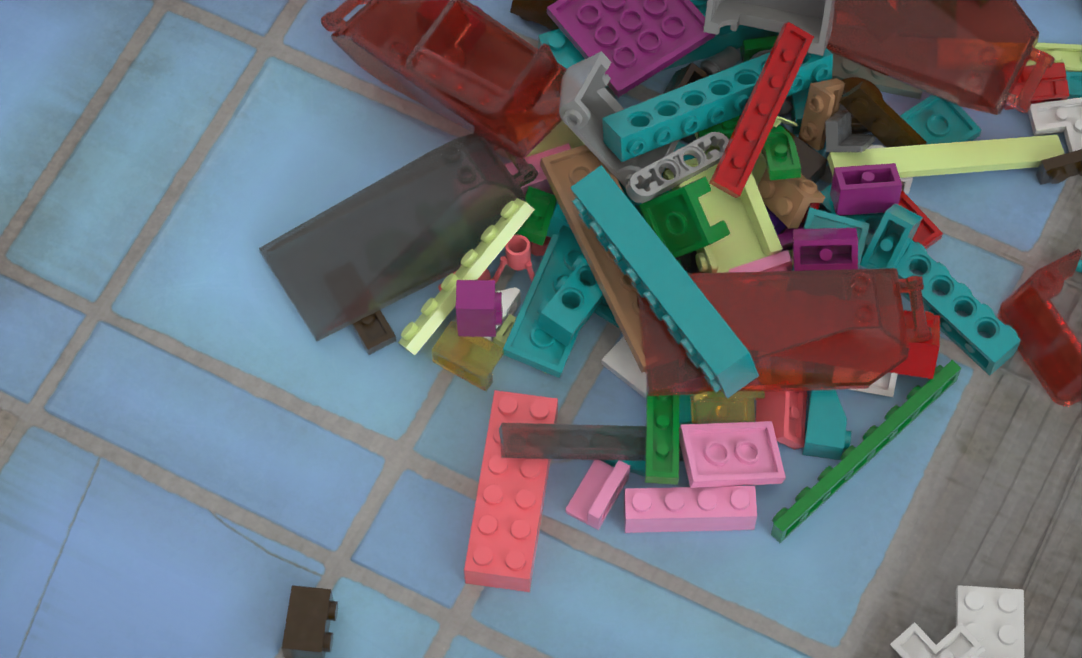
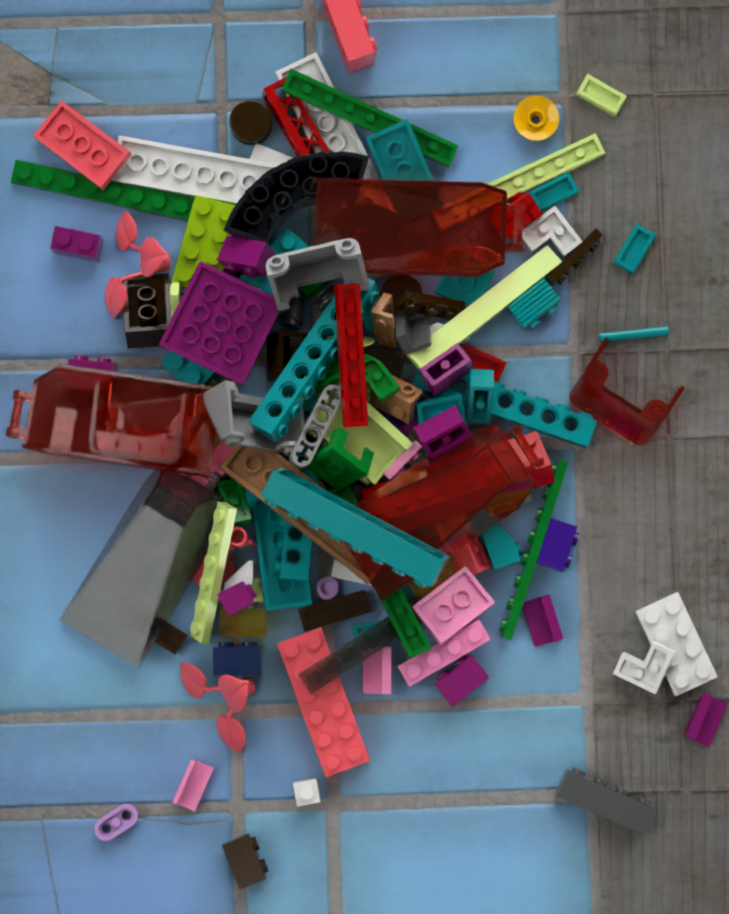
camera: 35 degrees left, 20 degrees up
(185, 498) = (116, 821): none -> lavender plate
(299, 504) = (193, 784): none -> bright pink panel
(410, 397) = (235, 694): none -> coral plant
(431, 582) = (306, 791): none -> white brick
(437, 387) = (237, 660): none -> dark blue brick
(588, 398) = (334, 610): none -> dark brown plate
(590, 372) = (327, 588): none -> lavender tile
(694, 552) = (460, 680): none -> magenta brick
(833, 538) = (542, 620): none -> magenta panel
(896, 459) = (557, 545): none -> dark purple brick
(1008, 187) = (534, 304): none -> teal brick

